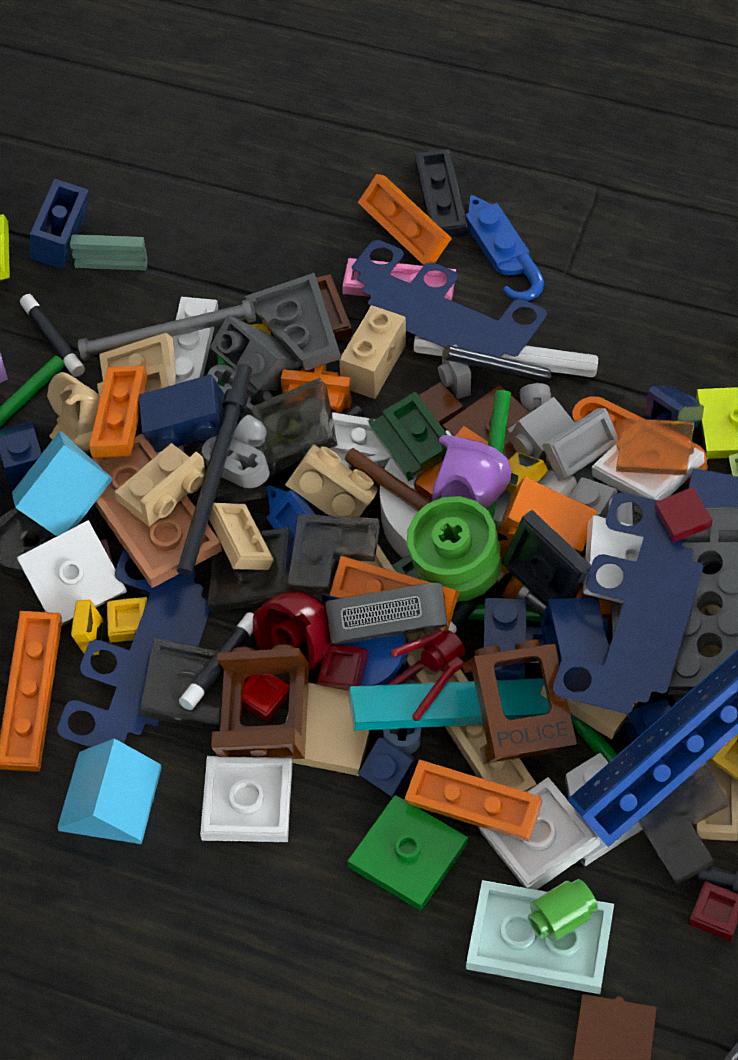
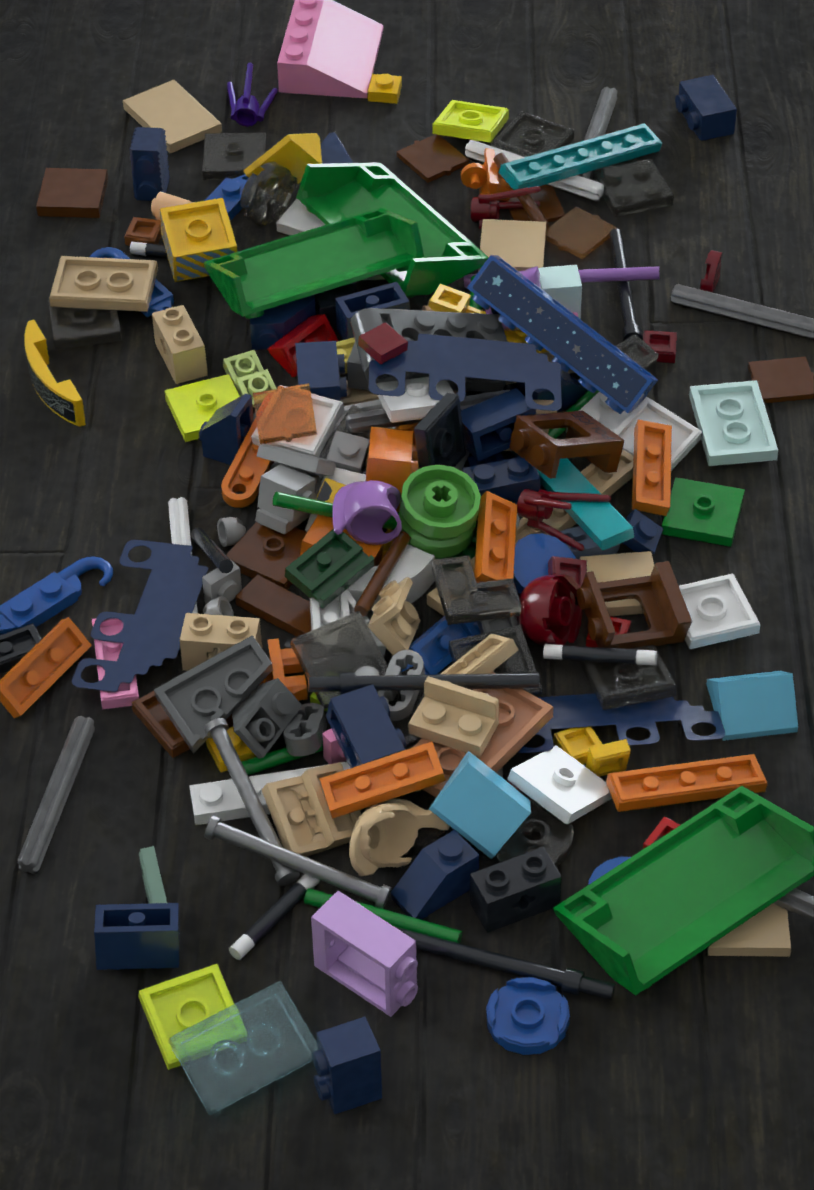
camera: 110 degrees left, 10 degrees down
(85, 346) = (297, 862): none -> flat silver bar
(257, 213) = (56, 795): none -> flat silver axle
(386, 613) = (524, 532): dark grey beam -> none
(417, 363) = (218, 606): none -> light grey hinge
(562, 910) = (718, 396): bright green brick -> none

